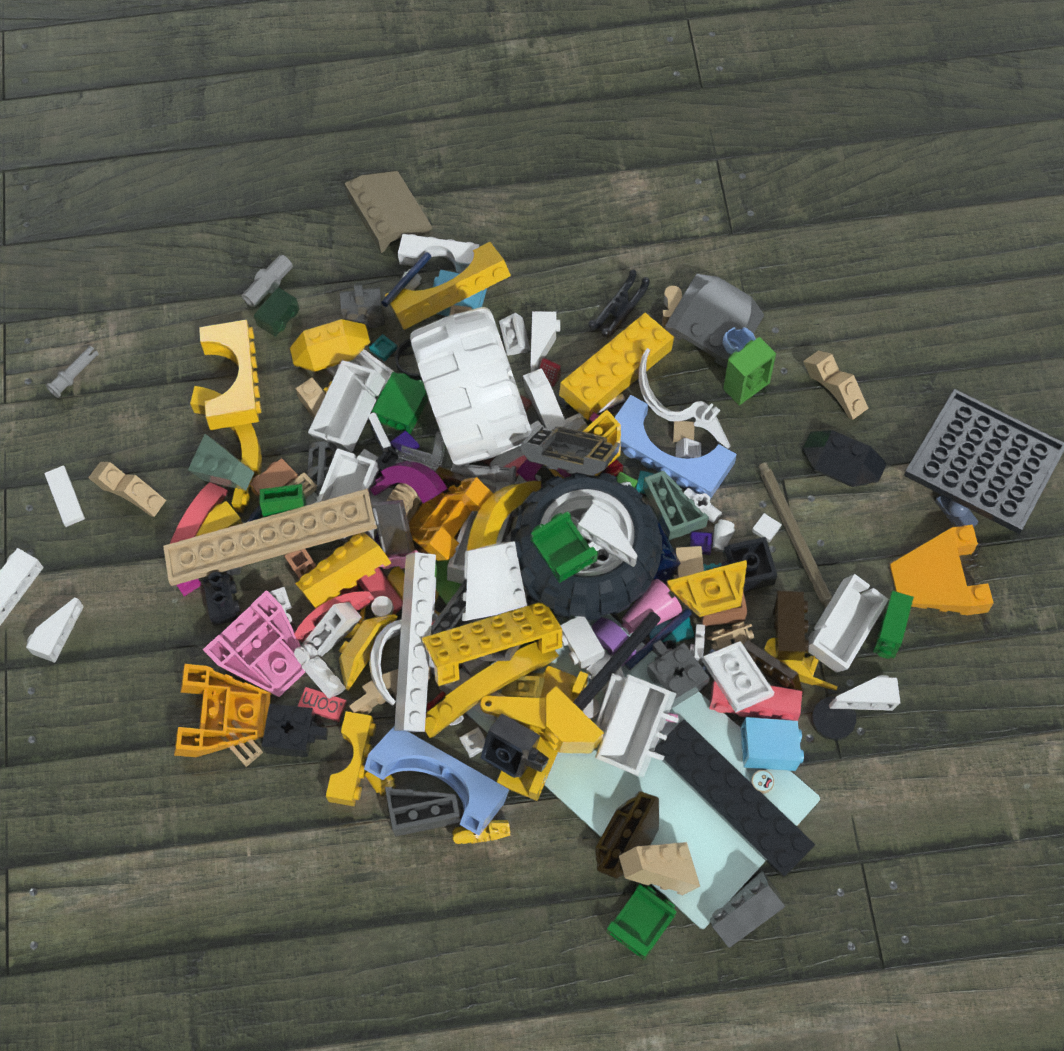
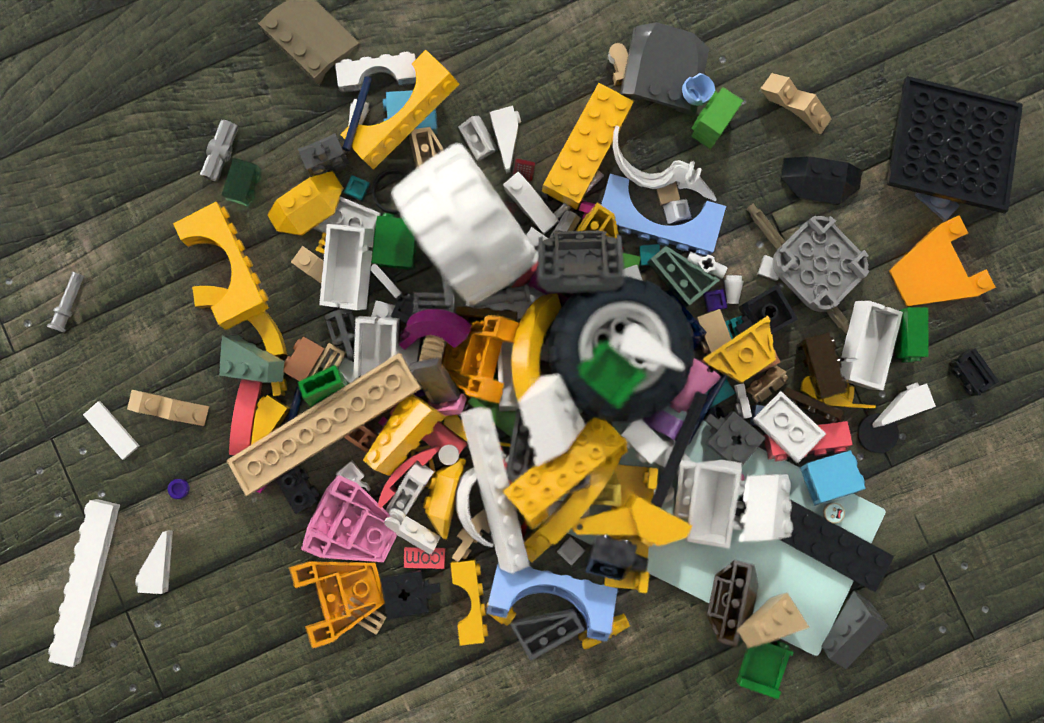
camera: 20 degrees left, 20 degrees up
(105, 568) = (178, 488): none -> dark purple tile
(404, 439) = (412, 283): dark purple tile -> none
(620, 306) = (569, 77): black piece -> none
(687, 742) = (767, 508): none -> white wedge
(817, 535) = (820, 264): none -> light grey tile
(951, 685) = (973, 372): none -> black hinge

